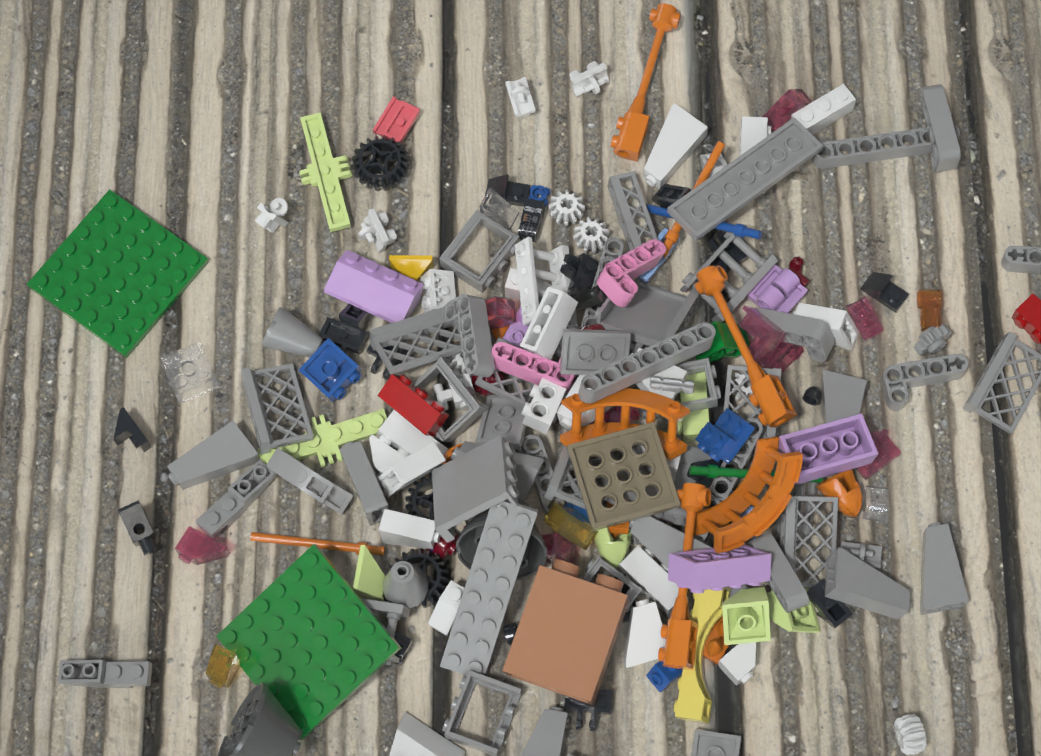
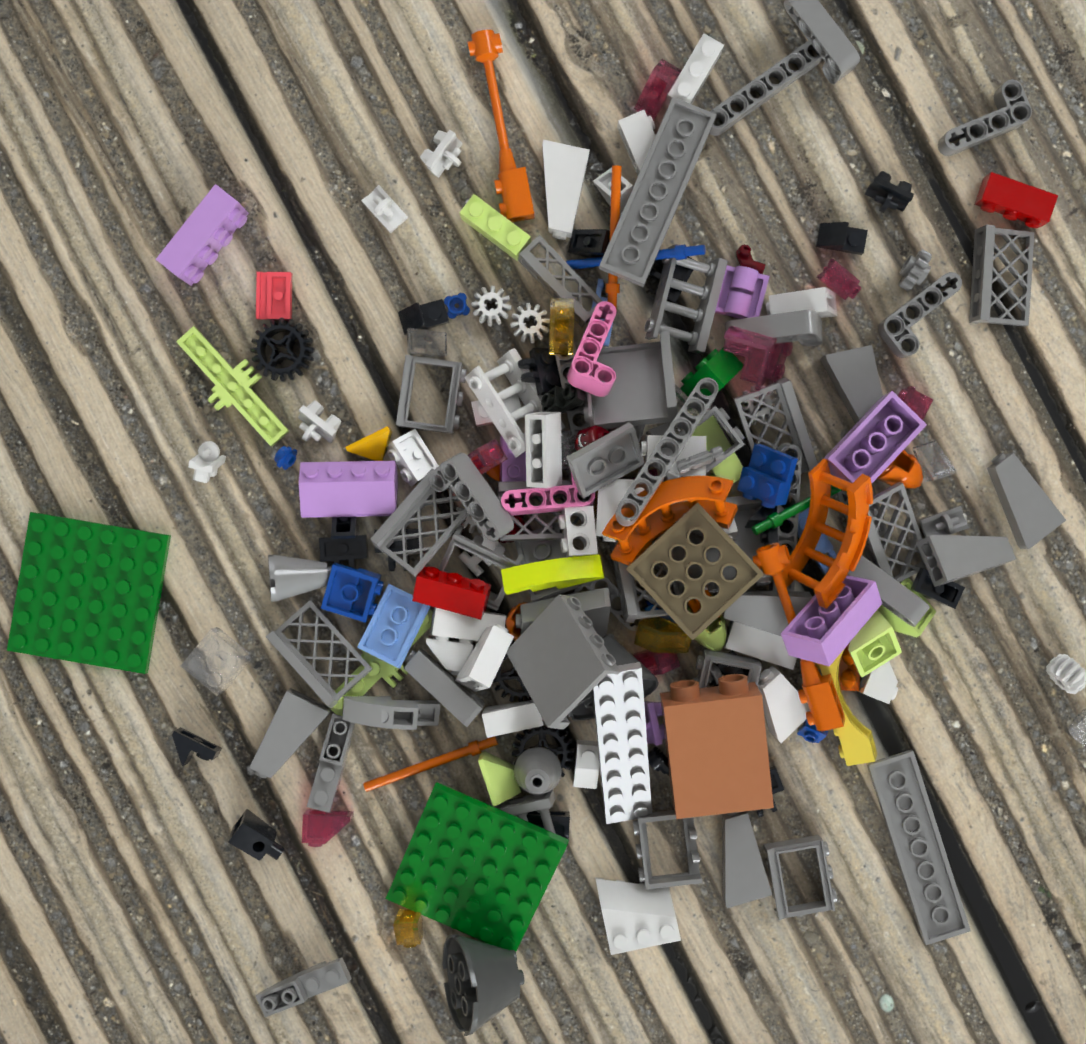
camera: 30 degrees left, 20 degrees up
(336, 243) = (285, 457): none -> blue plate
(350, 412) = (393, 626): none -> light blue plate
(366, 50) = (203, 235): none -> lavender brick
(505, 423) = (552, 573): none -> neon yellow slope
(520, 597) = (654, 731): none -> lavender hips
(531, 219) = (463, 337): black leg -> none
(600, 149) = (495, 226): none -> yellowish green brick
(614, 241) = (561, 326): none -> clear yellow slope
(766, 389) = (788, 412): orange bar -> none
(812, 396) = (823, 383): black hinge -> none
(929, 304) = (892, 231): clear orange piece -> none
(940, 274) = (889, 194): none -> black hips

